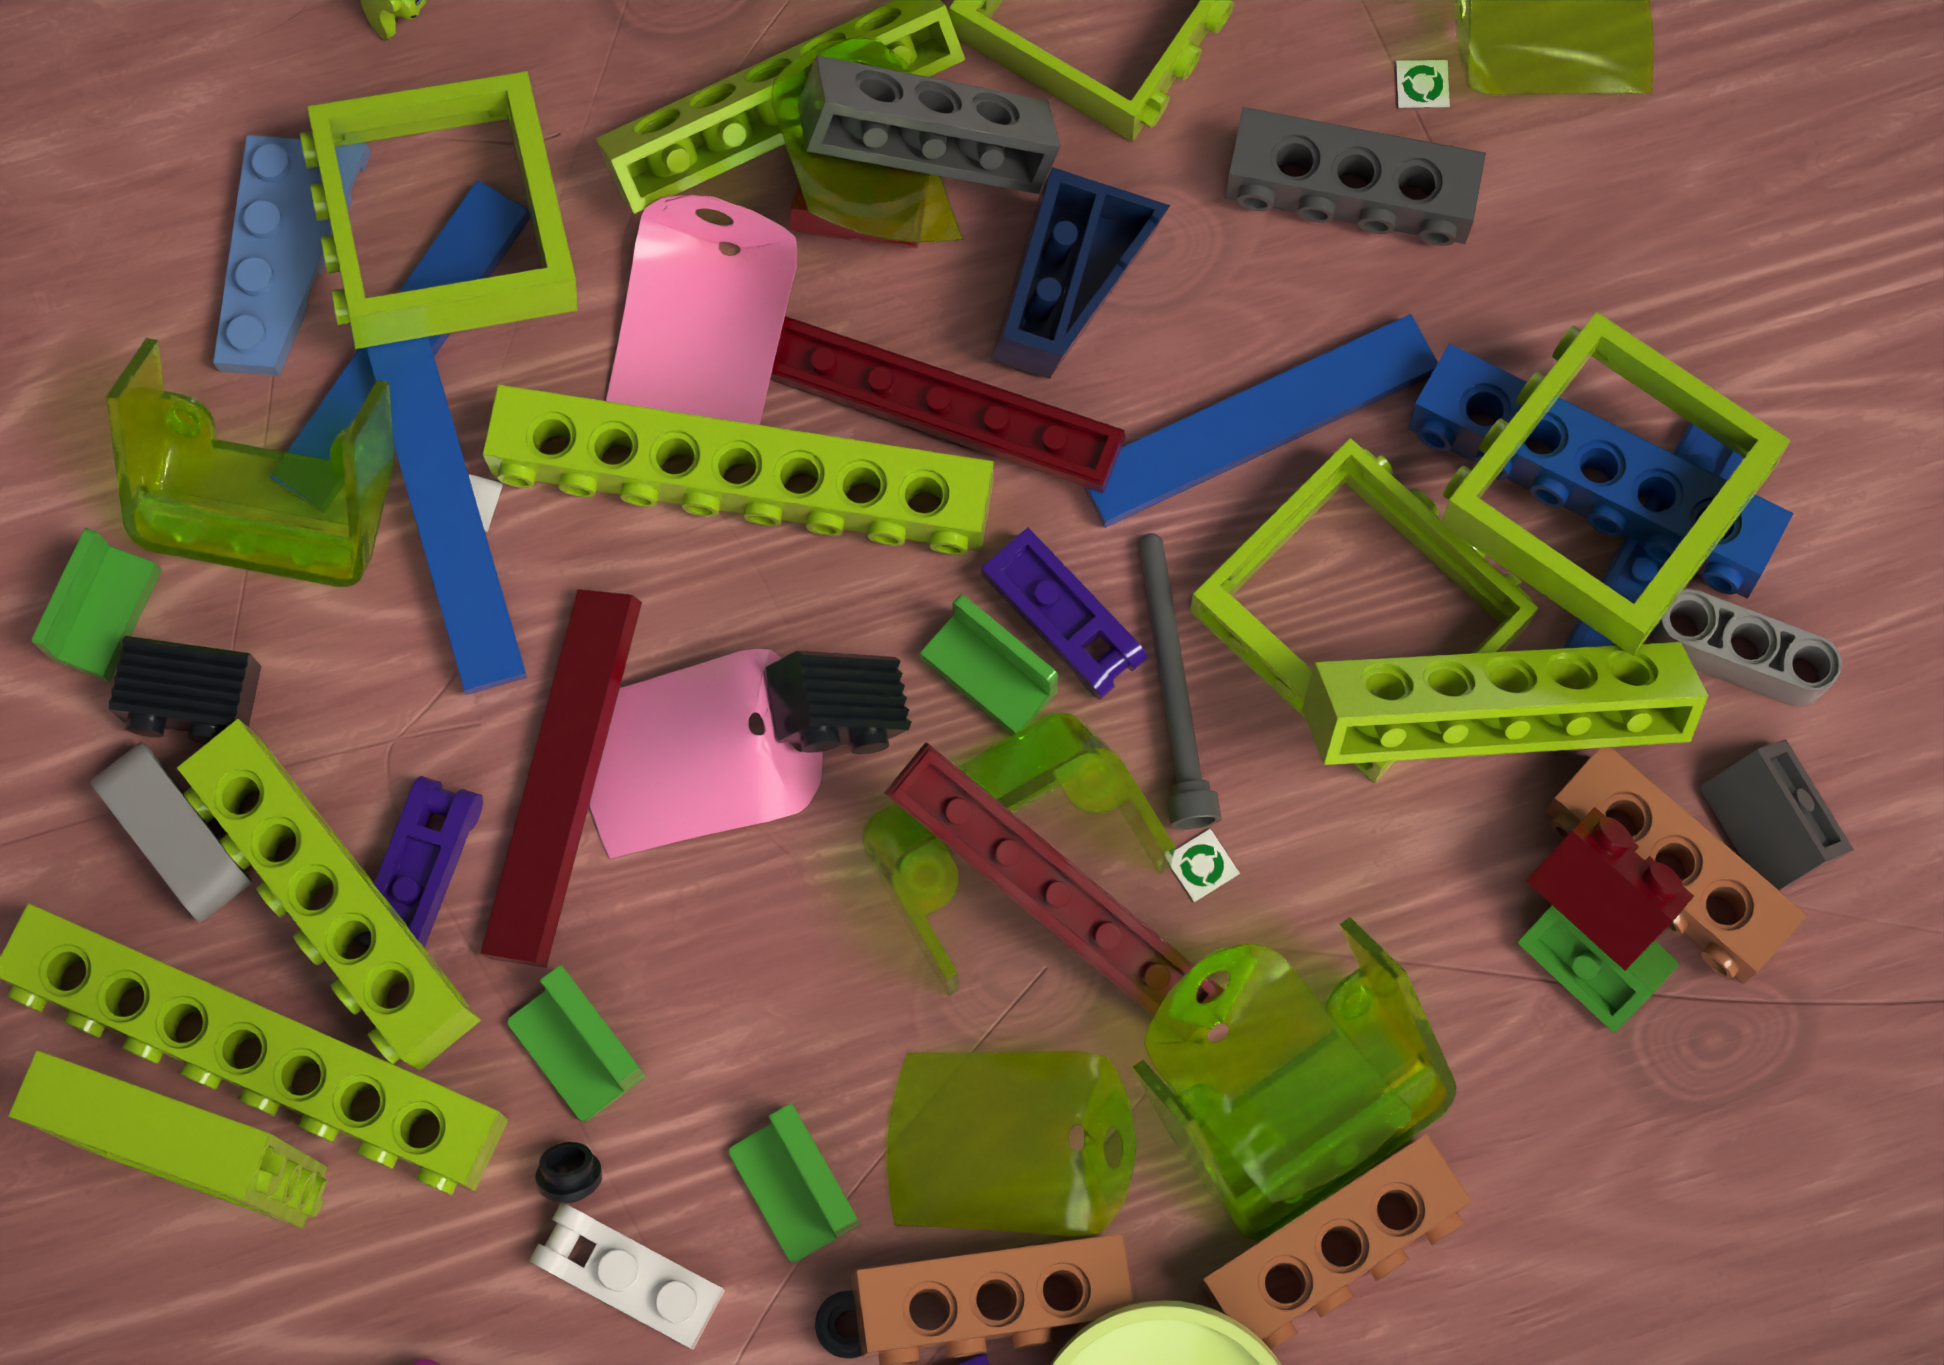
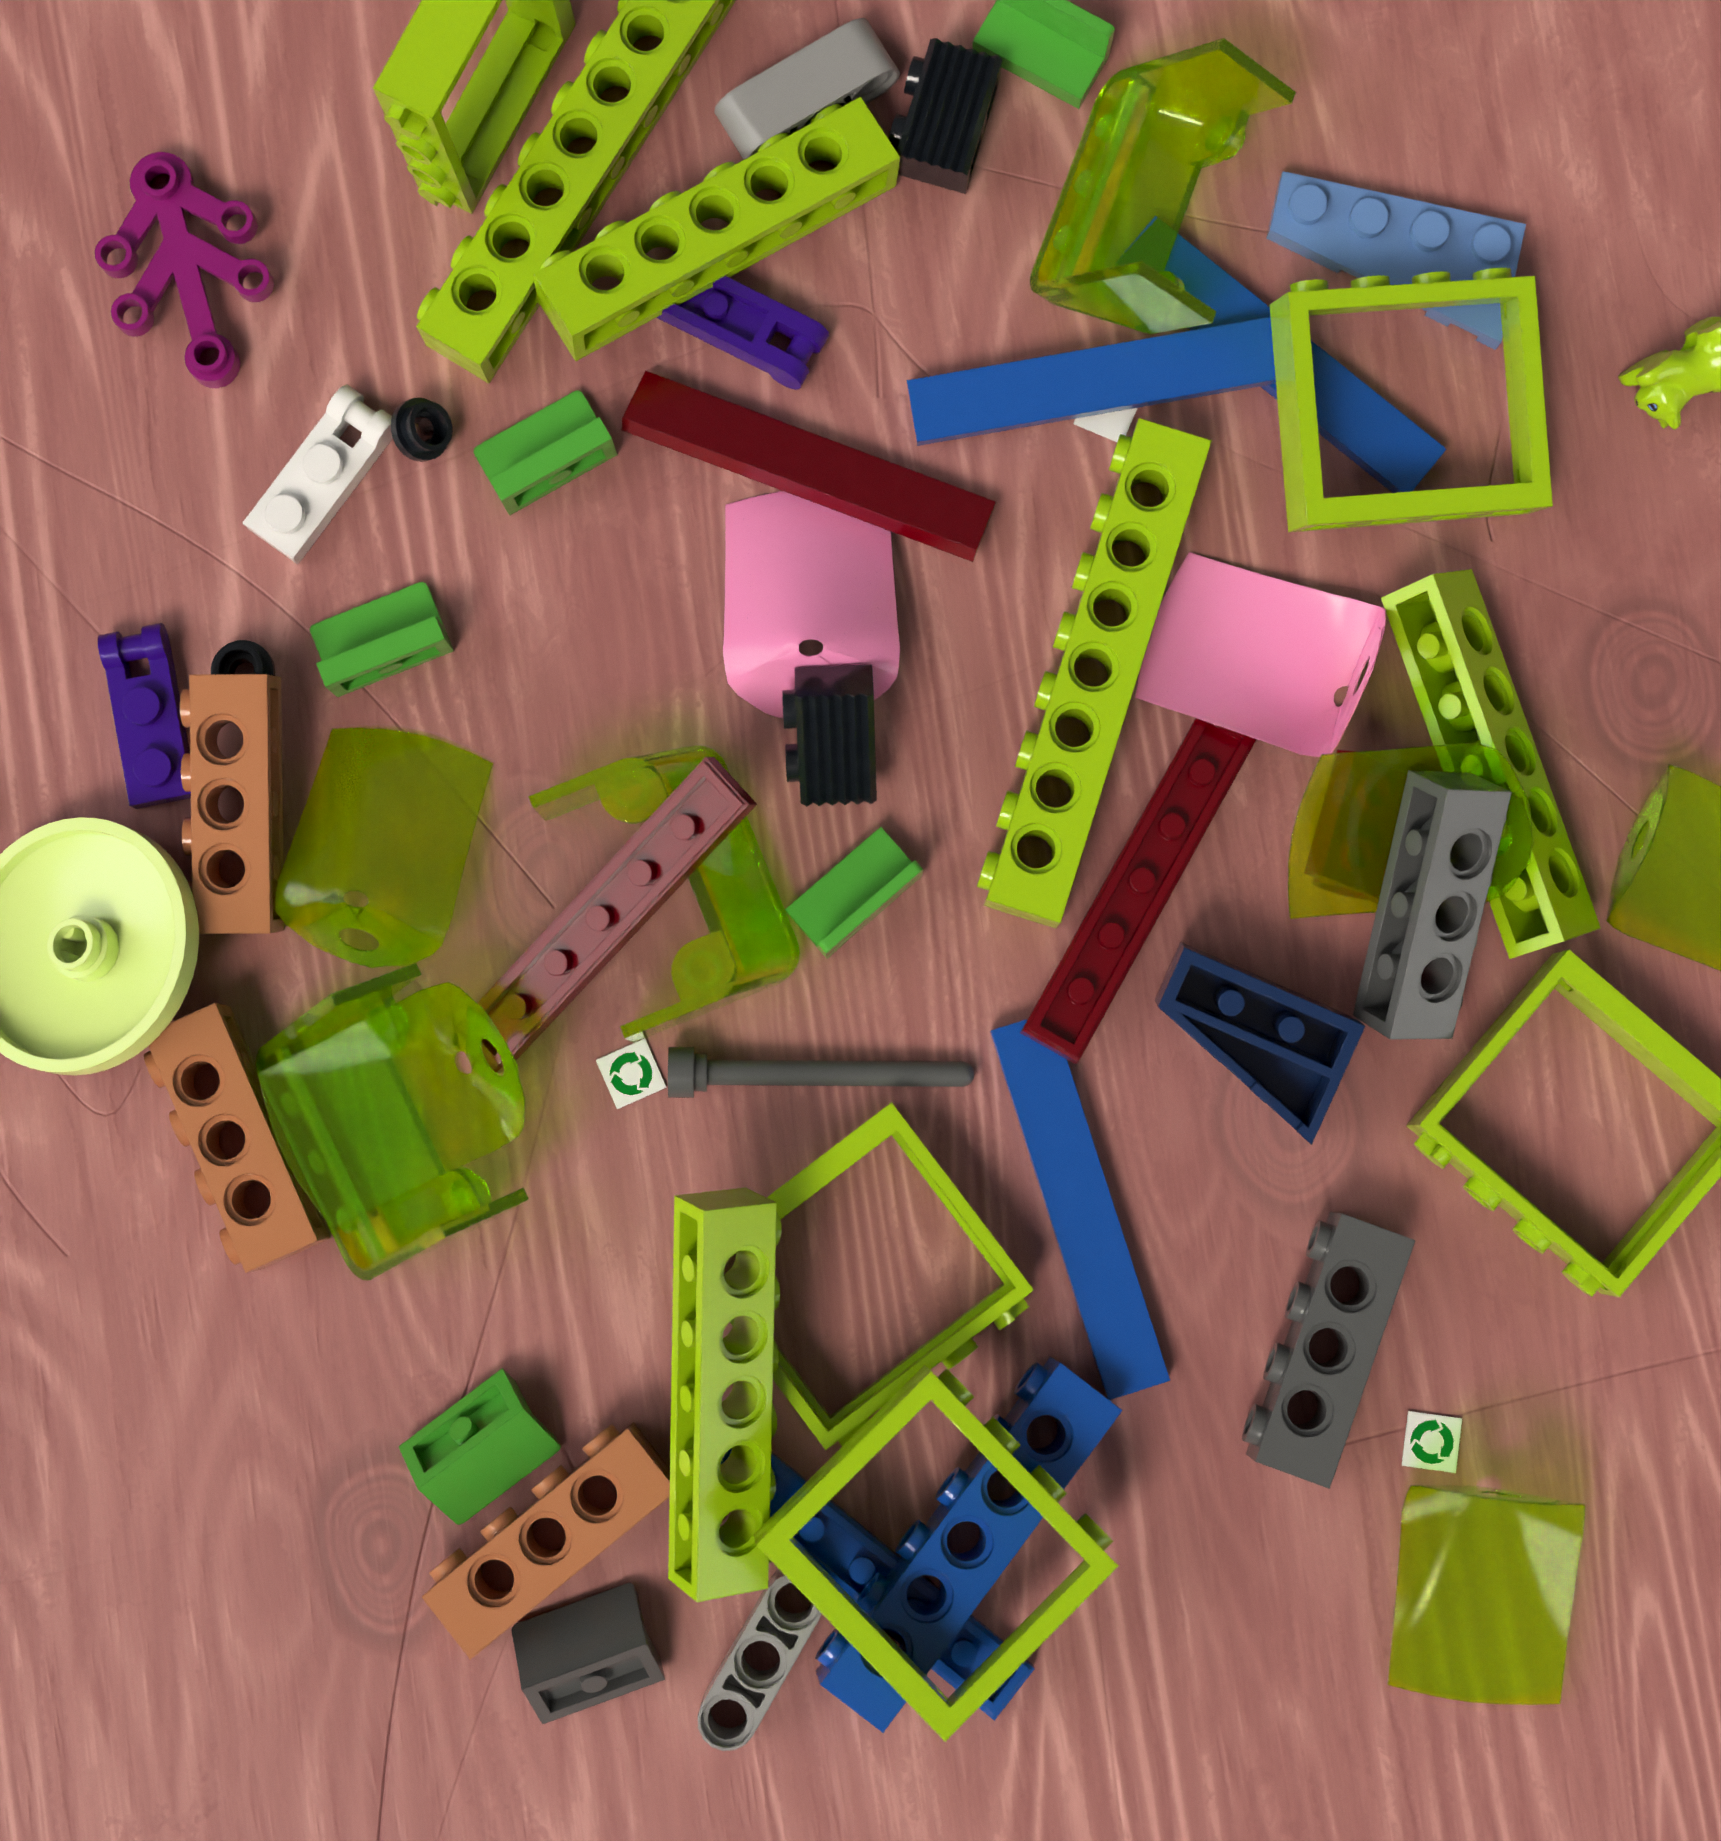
camera: 95 degrees right, 10 degrees up
(1062, 611) = (903, 973): dark purple plate -> none
(1610, 888) = (523, 1463): dark red piece -> none

